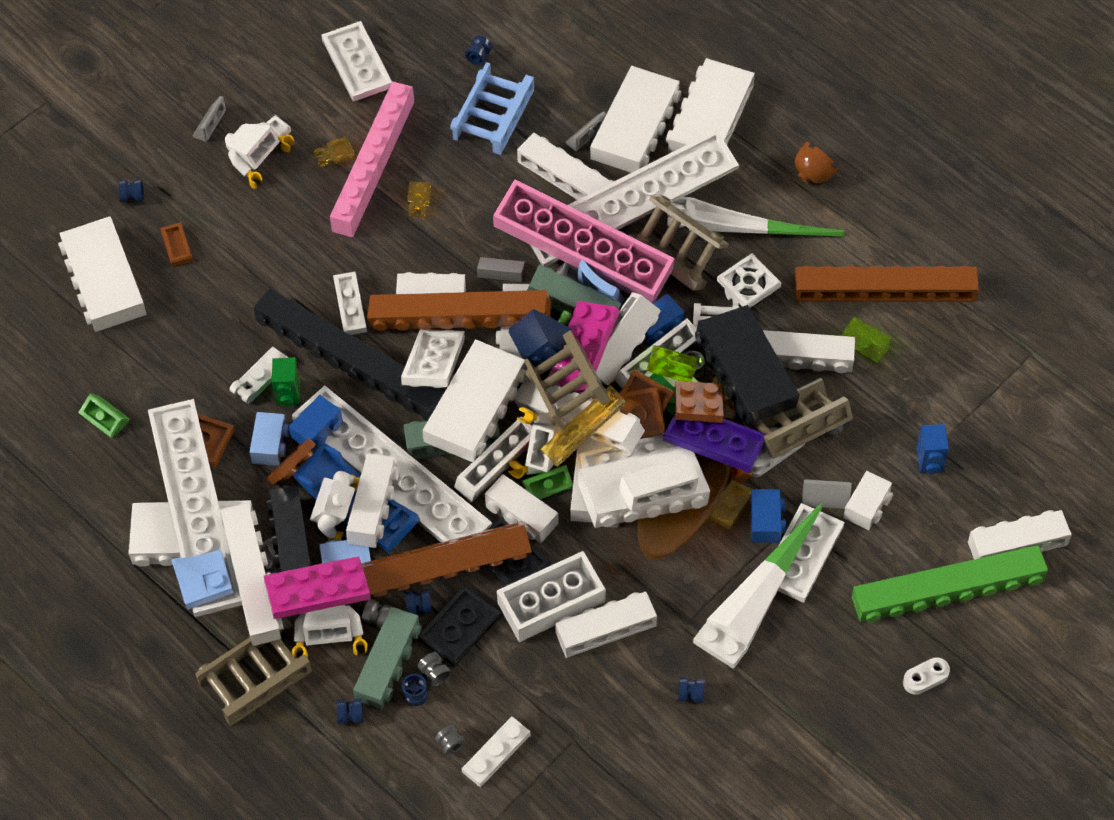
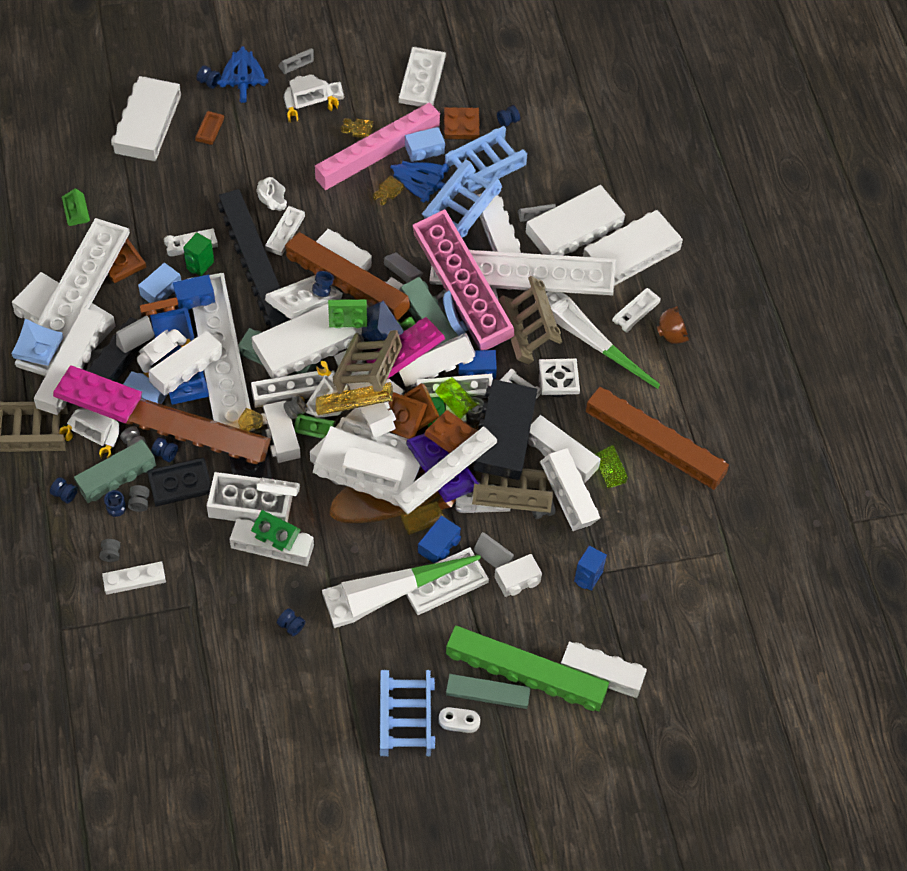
camera: 30 degrees right, 0 degrees up
(169, 173) = (242, 60): none -> blue bar
(296, 504) = (134, 334): none -> light grey slope
(304, 274) = (271, 194): none -> white hair
(418, 128) = (424, 144): none -> light blue brick
(425, 168) = (409, 171): none -> blue bar
(435, 85) = (461, 123): none -> dark orange plate
(443, 329) = (322, 285): none -> dark blue wheel
(483, 516) = (250, 419): none -> clear yellow tile
(492, 152) = (454, 186): none -> light blue fence
(507, 344) = (347, 313): none -> bright green plate
(520, 474) = (295, 407): none -> dark grey wheel
(577, 563) = (278, 487): none -> white plate
(608, 601) = (277, 526): none -> green brick
(728, 440) = (445, 470): none -> white plate
(763, 170) = (636, 309): none -> white plate
(849, 381) = (570, 489): none -> white brick
(864, 724) = (388, 722): none -> light blue fence
(930, 630) = (488, 691): none -> sand green tile

